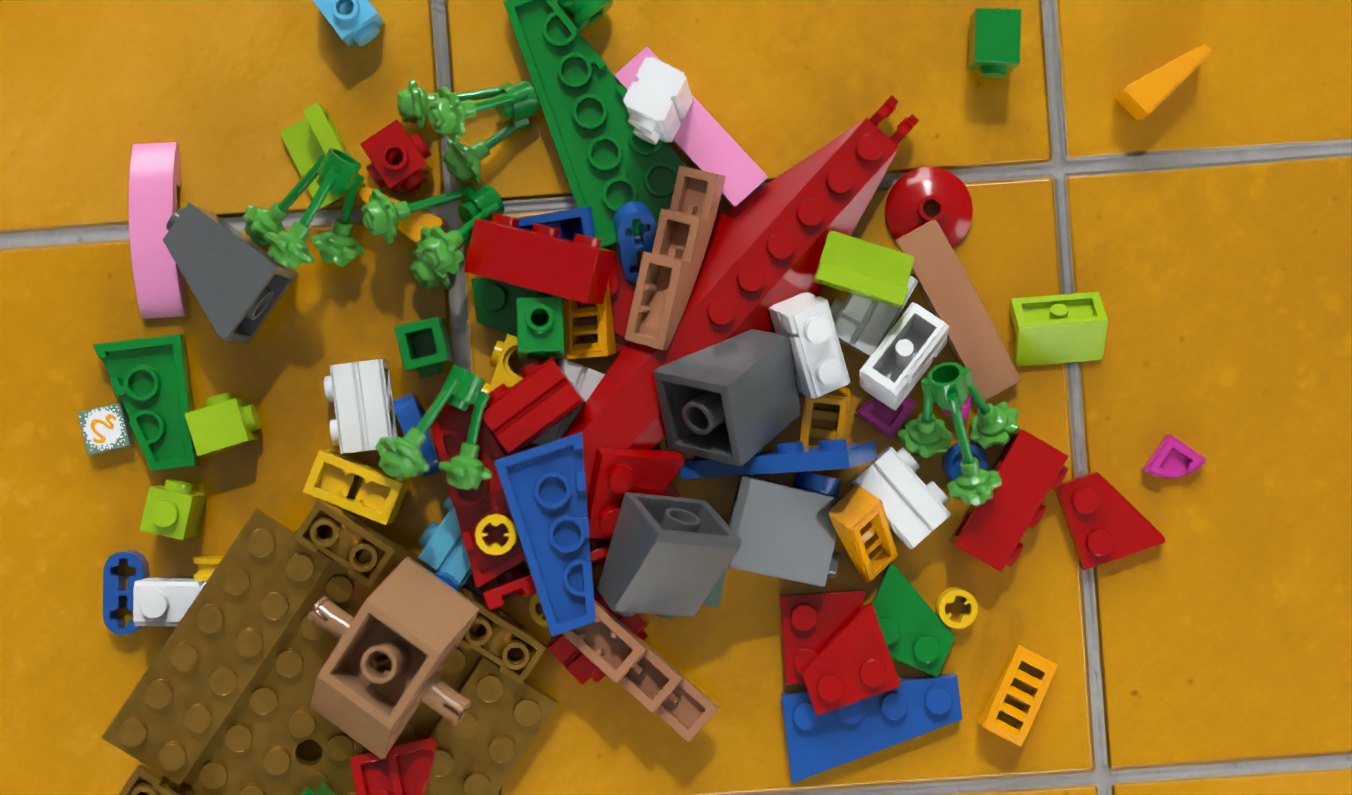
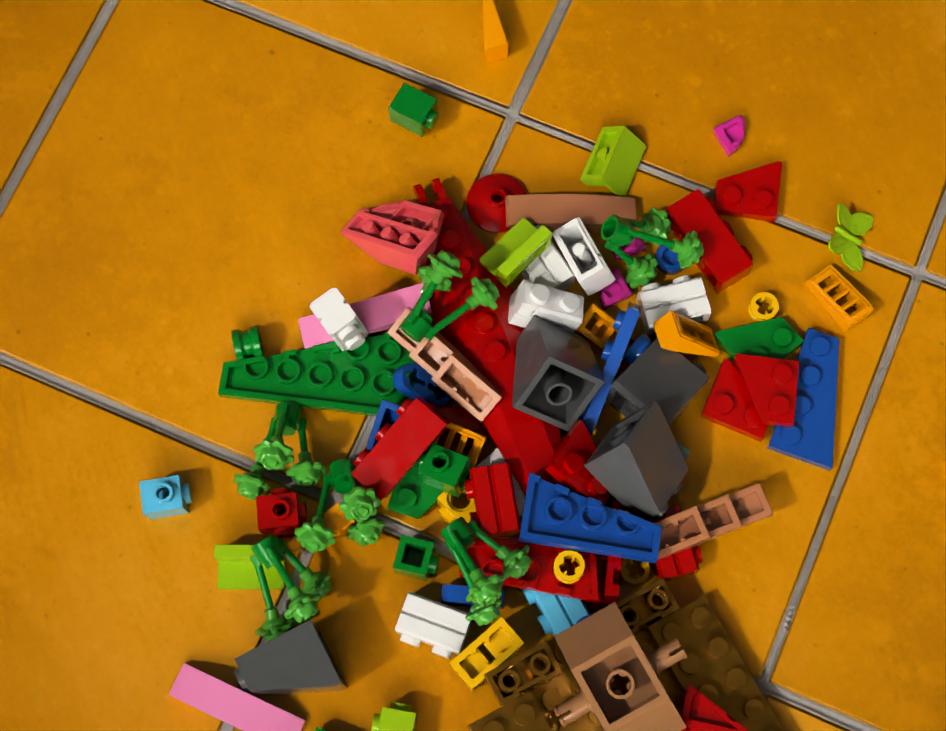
camera: 65 degrees left, 15 degrees down
(773, 191) = (436, 278): none -> plant
(816, 109) = (396, 233): none -> coral wedge
(1102, 667) = (846, 239): none -> lime piece

